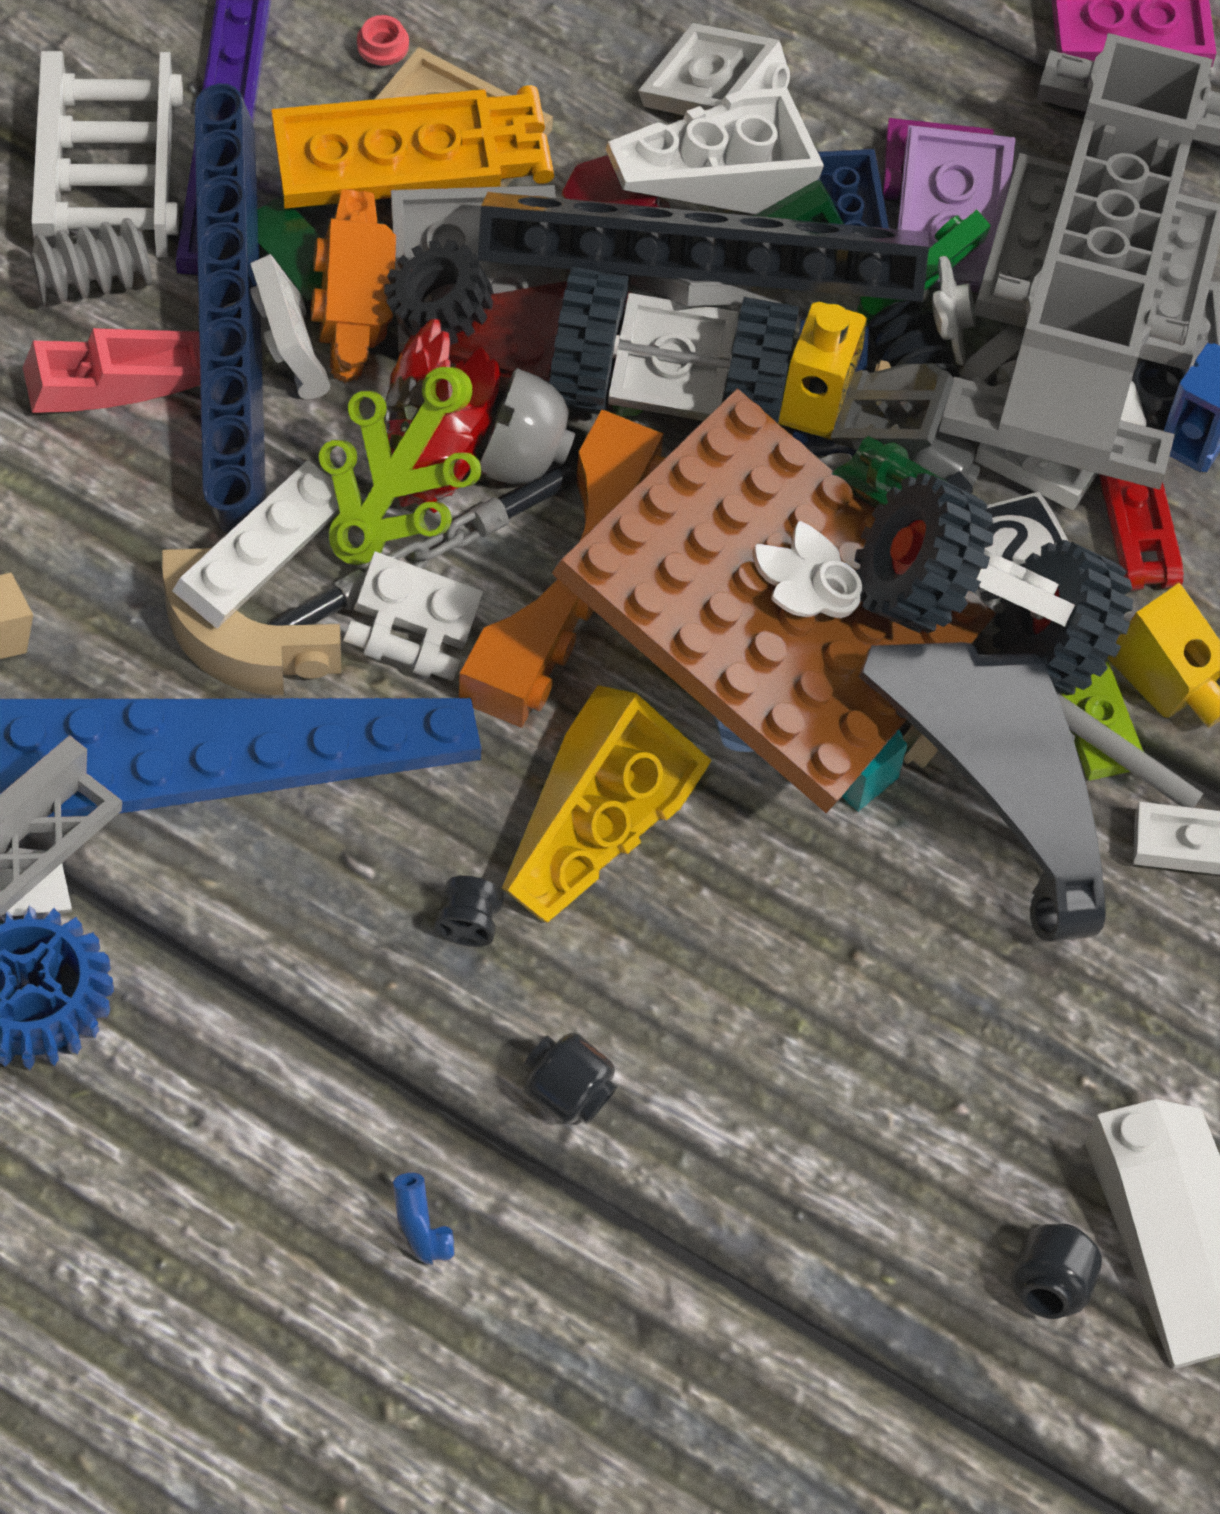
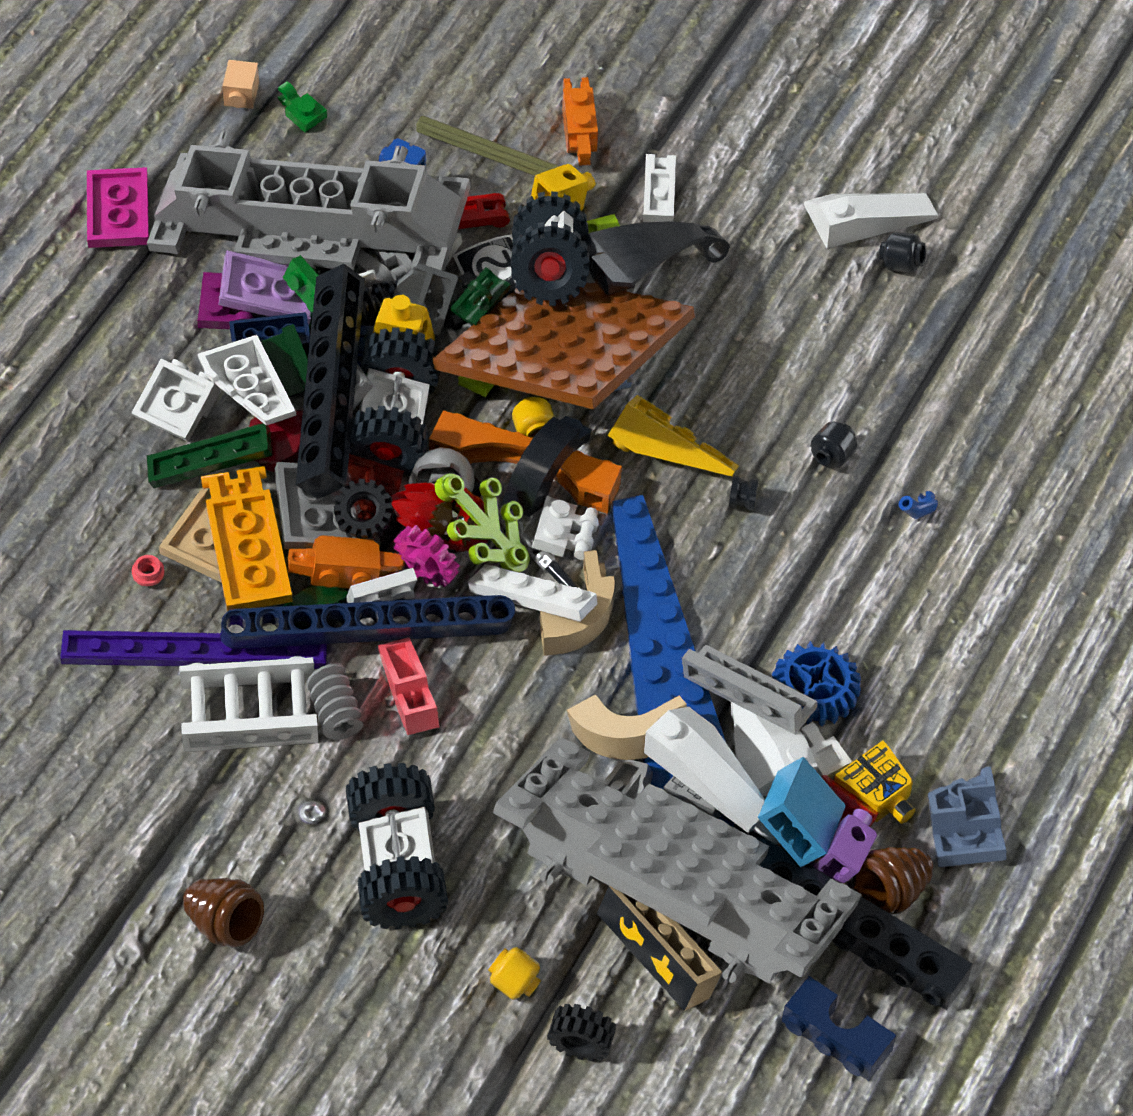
camera: 90 degrees left, 5 degrees down
(355, 368) = (426, 556): none -> dark pink gear
(518, 561) = (542, 461): none -> black arch
(583, 106) = (209, 455): none -> dark green plate
(809, 575) = (562, 316): white plate -> none
(1129, 756) = (624, 209): light grey bar -> none

